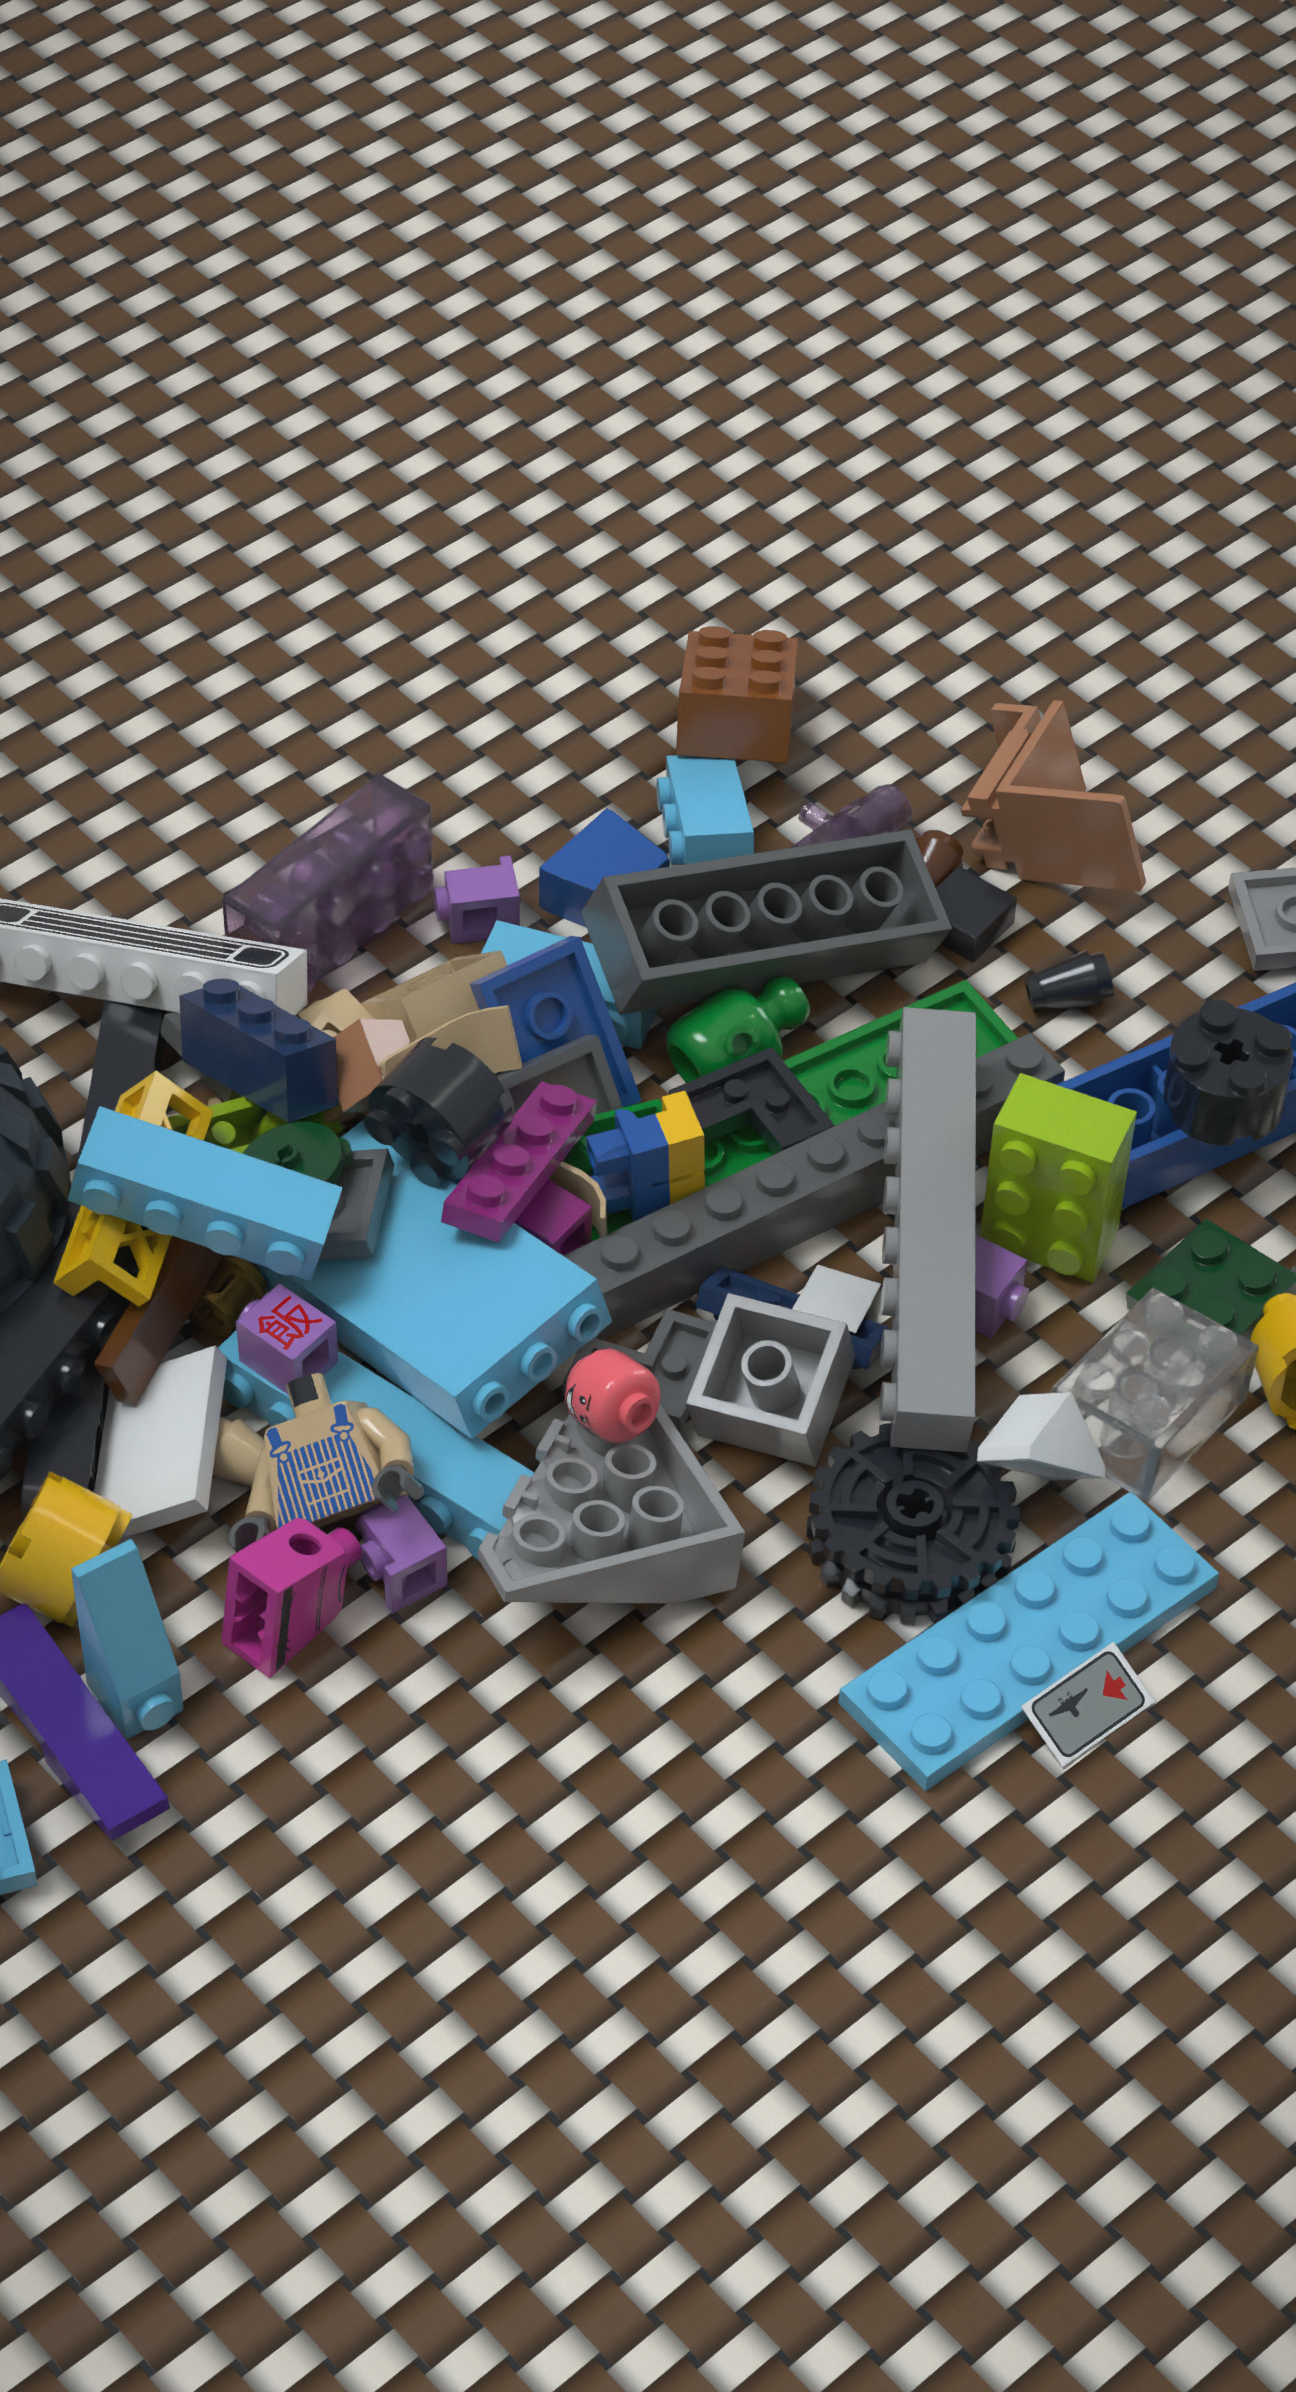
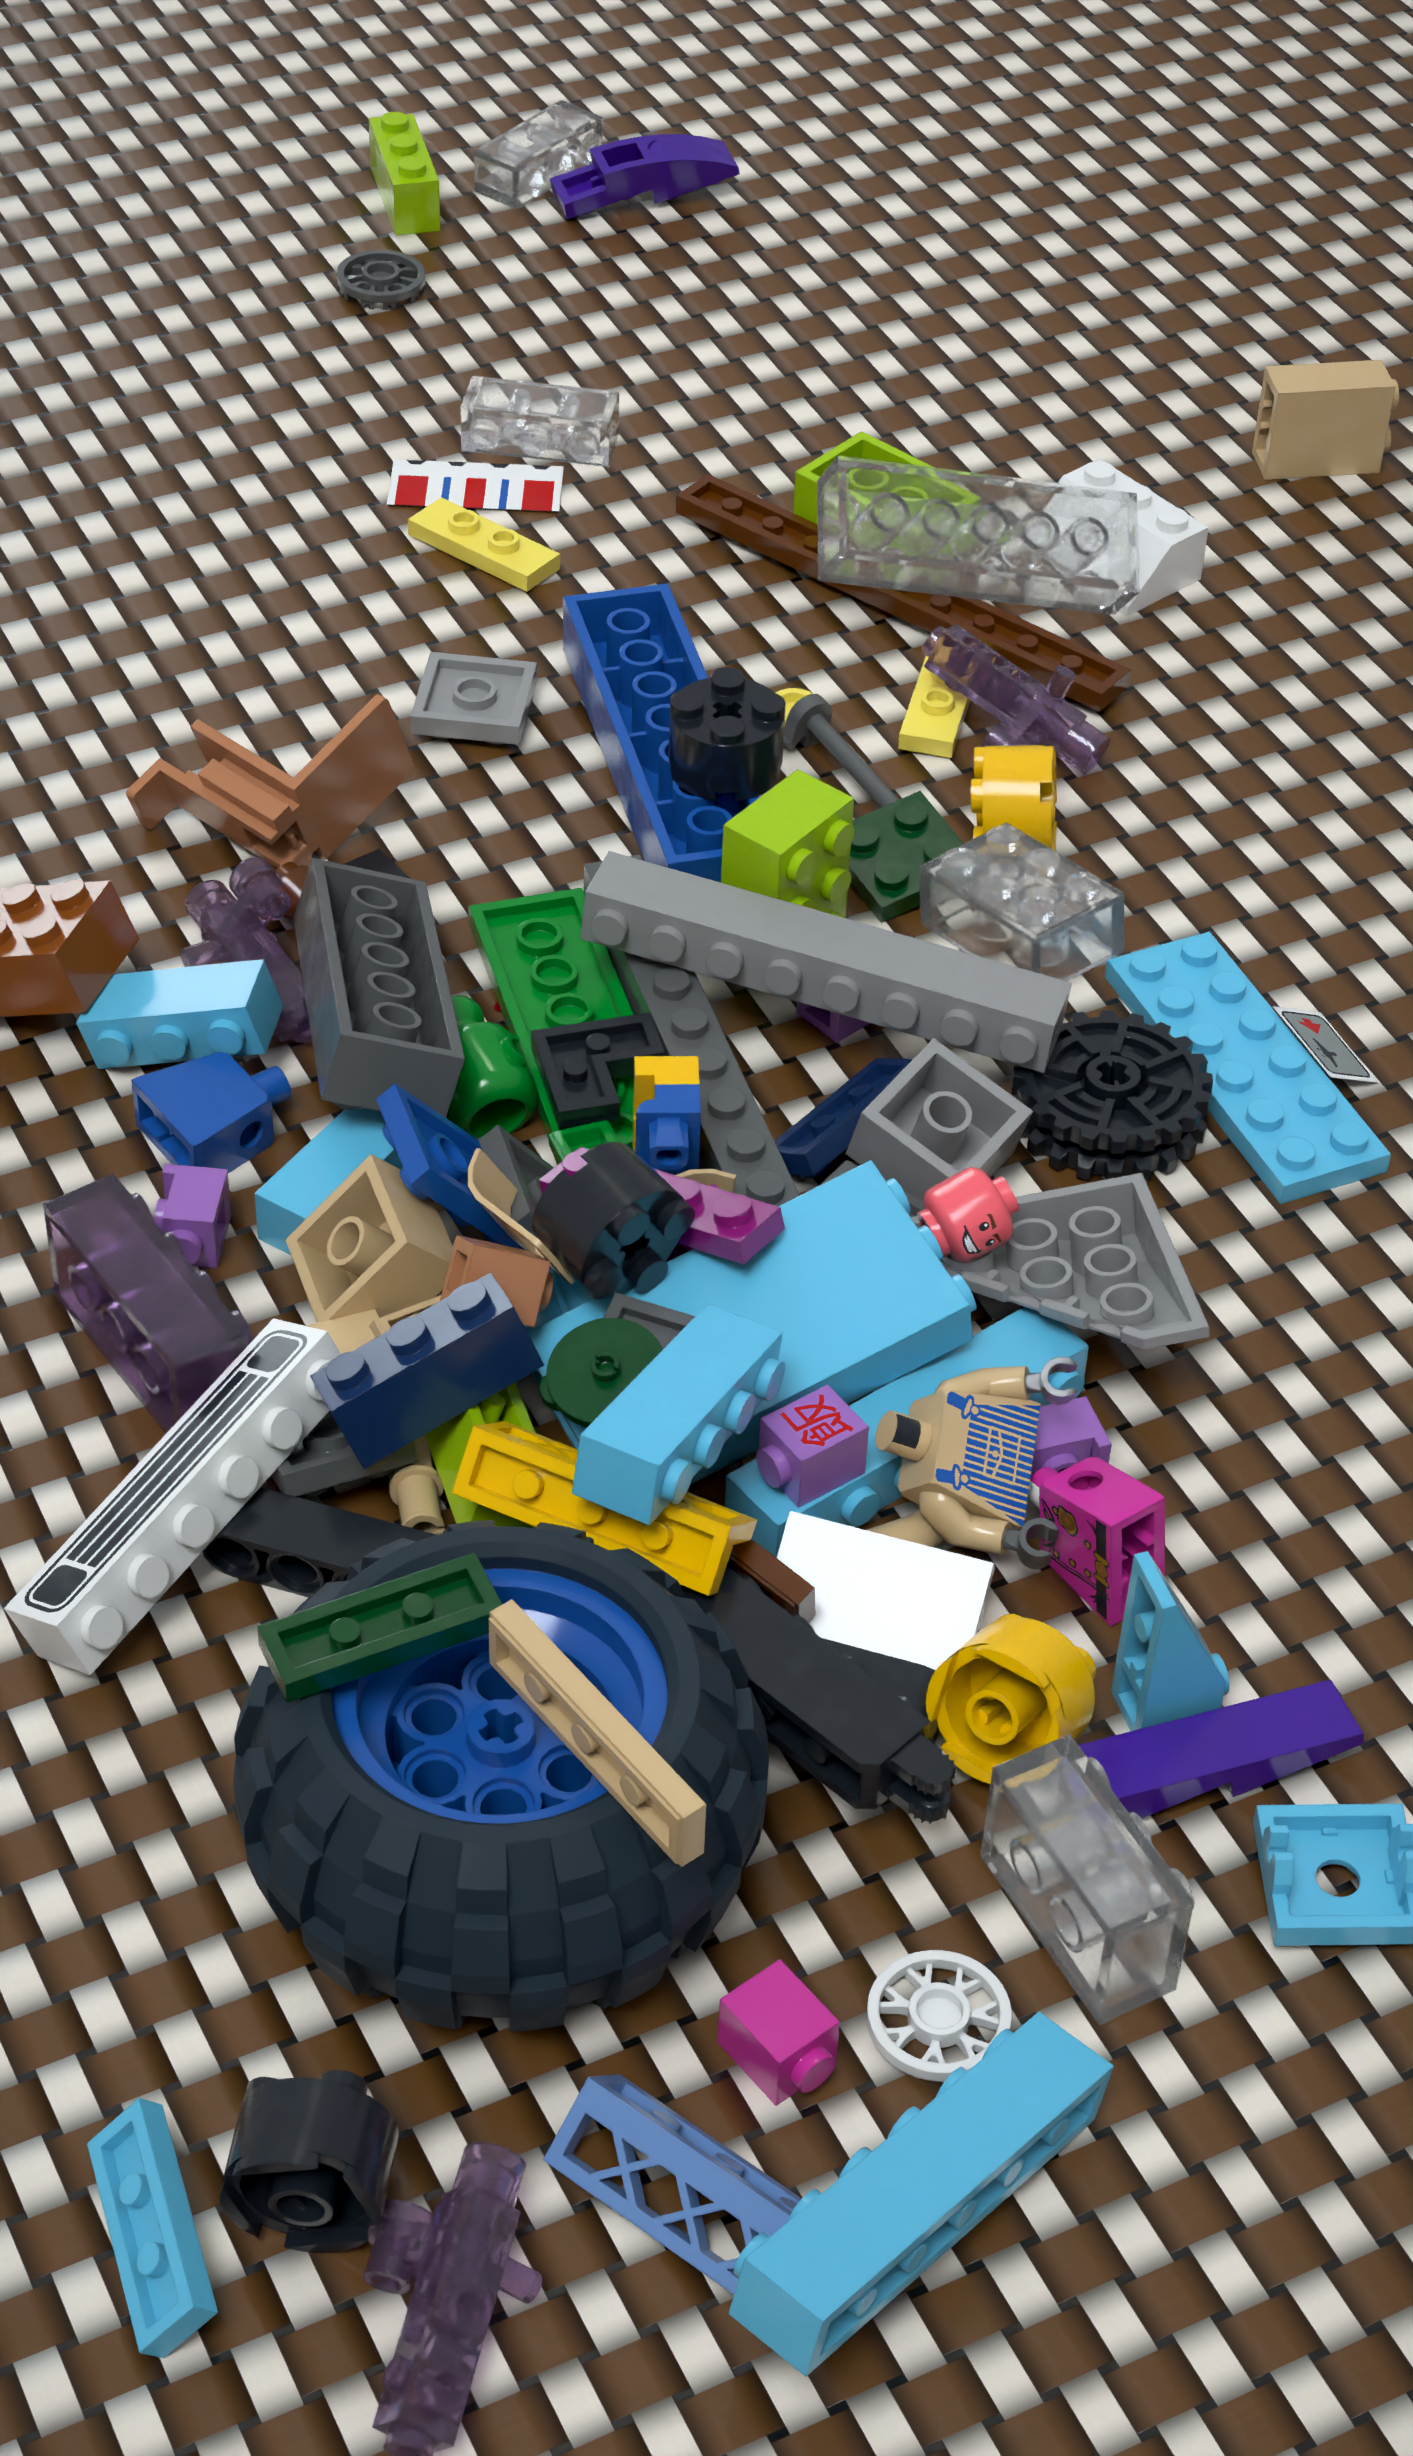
camera: 75 degrees left, 5 degrees down
(837, 1296) = (829, 1084): white sticker -> none
(1044, 1439) = (1078, 961): white slope -> none
(1071, 983) = (494, 846): black cone -> none

